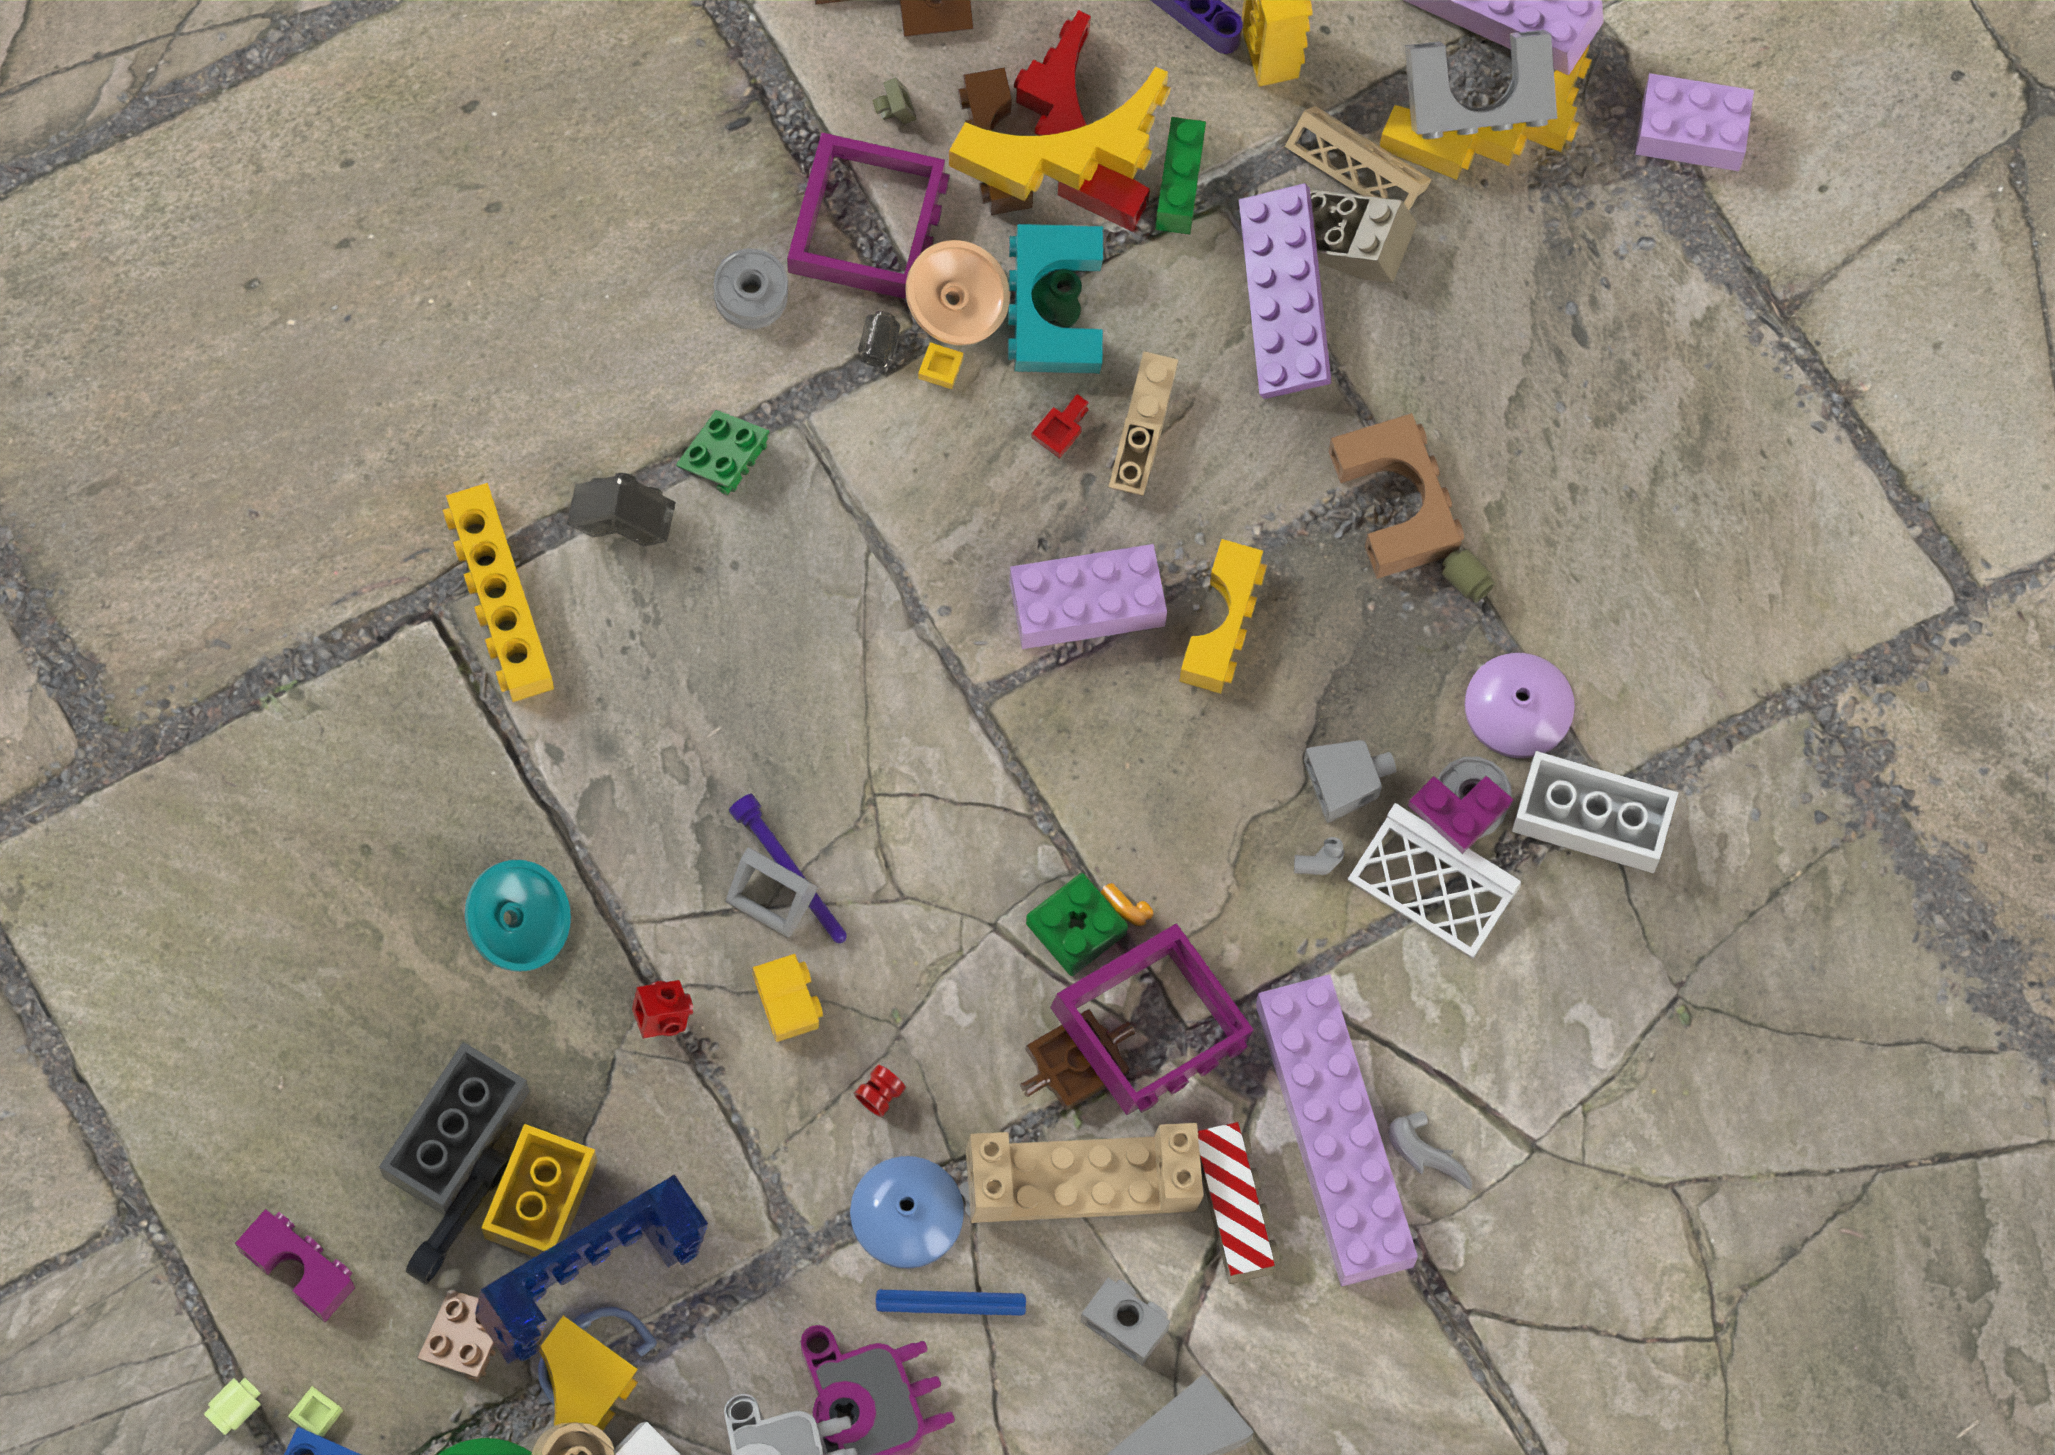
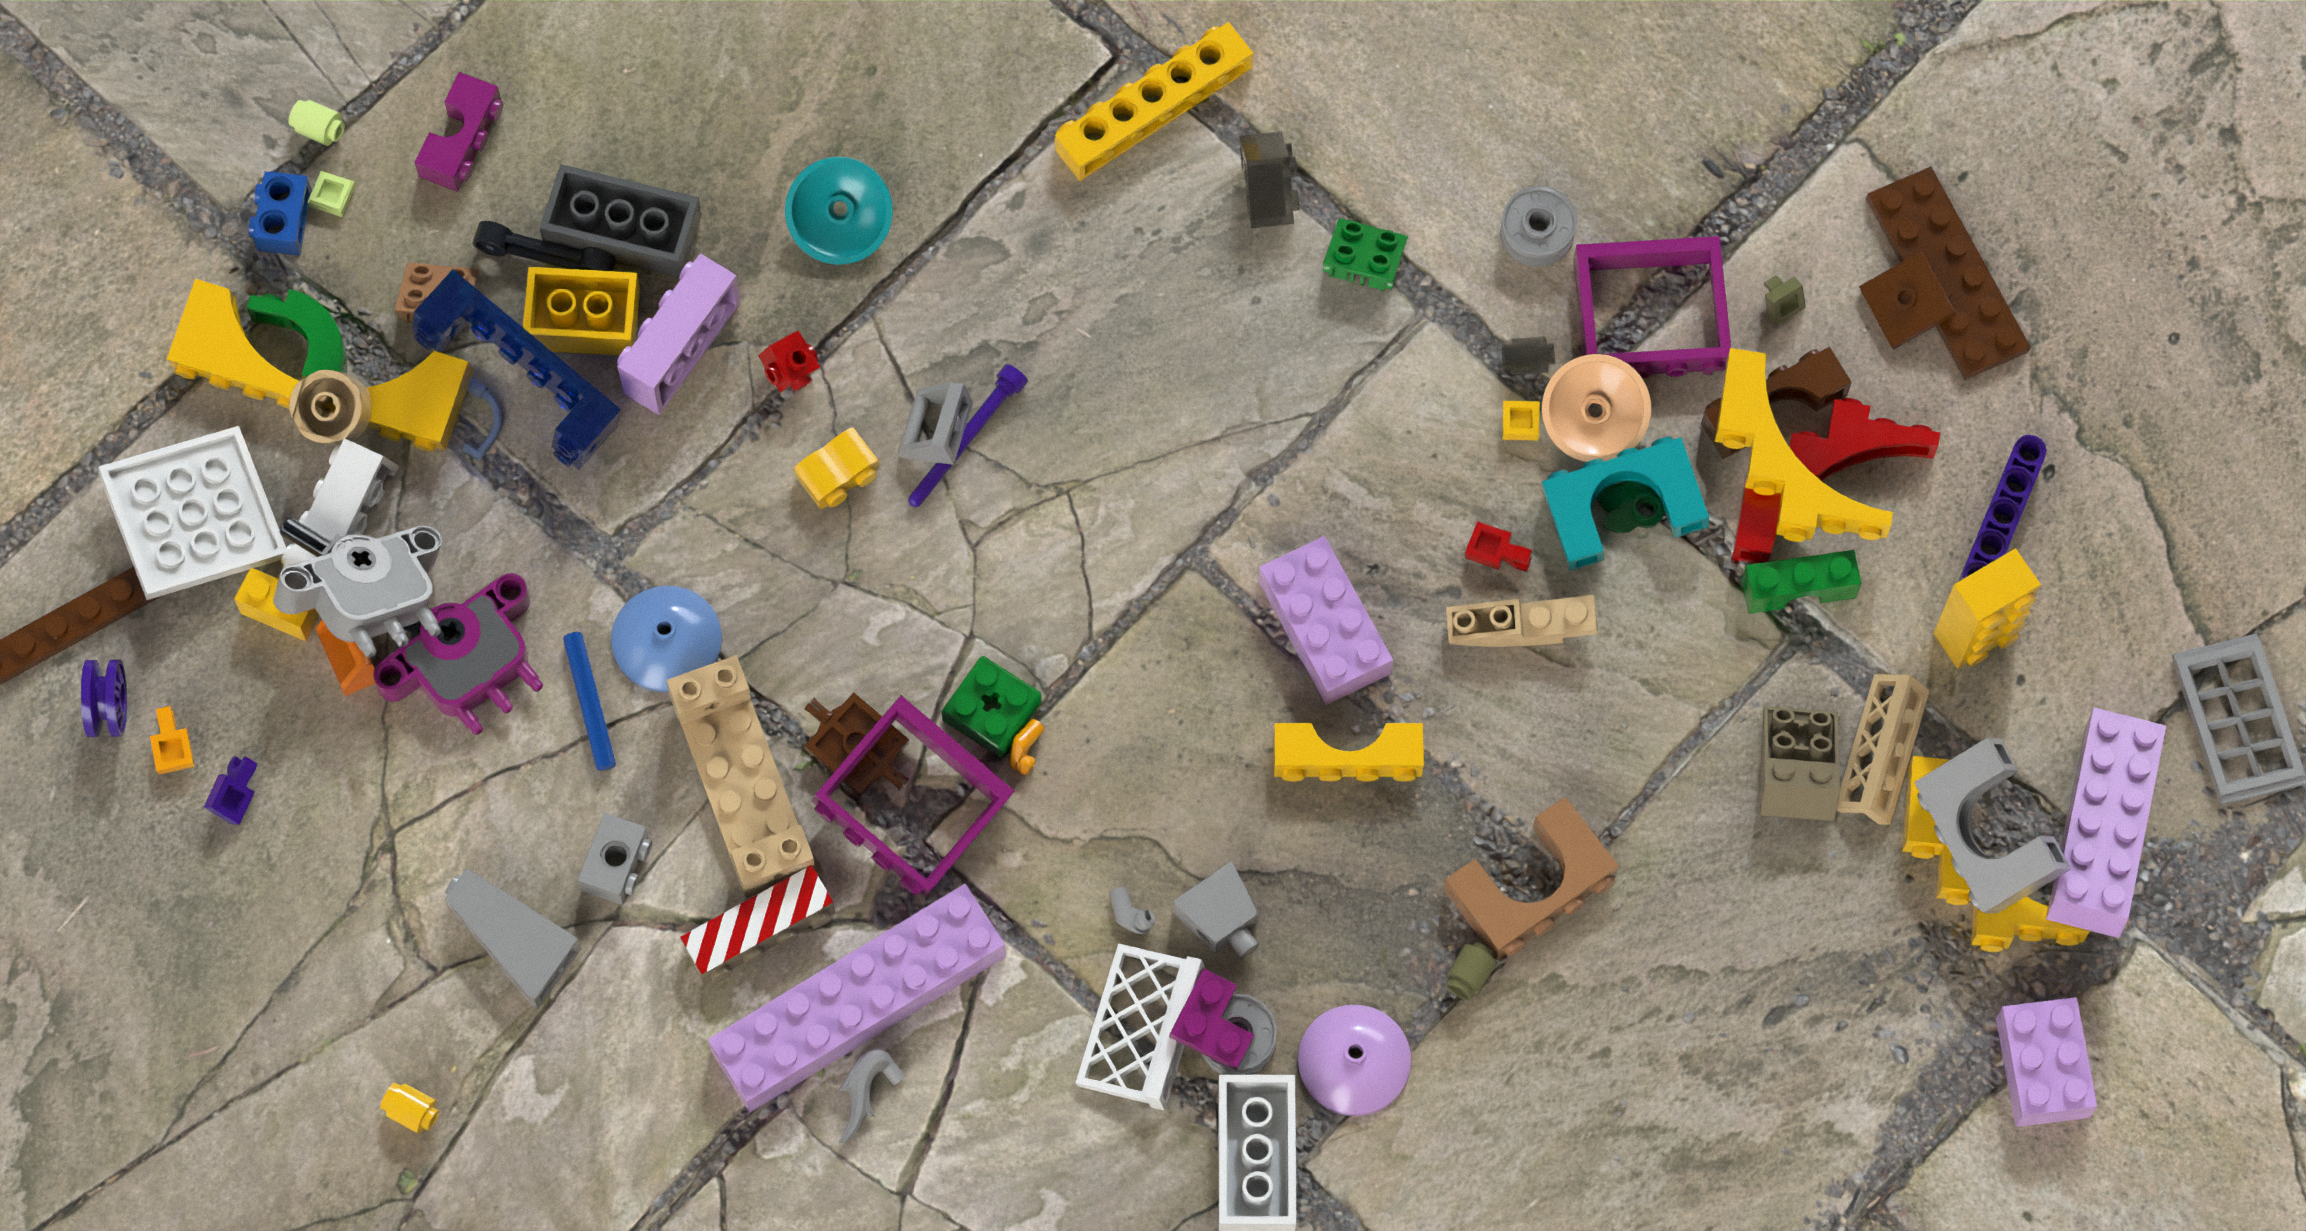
camera: 75 degrees right, 0 degrees up
(599, 1104) = (678, 333): none -> lavender brick
(879, 1090) = (771, 577): red wheel -> none
(1285, 291) = (1712, 714): plate -> none

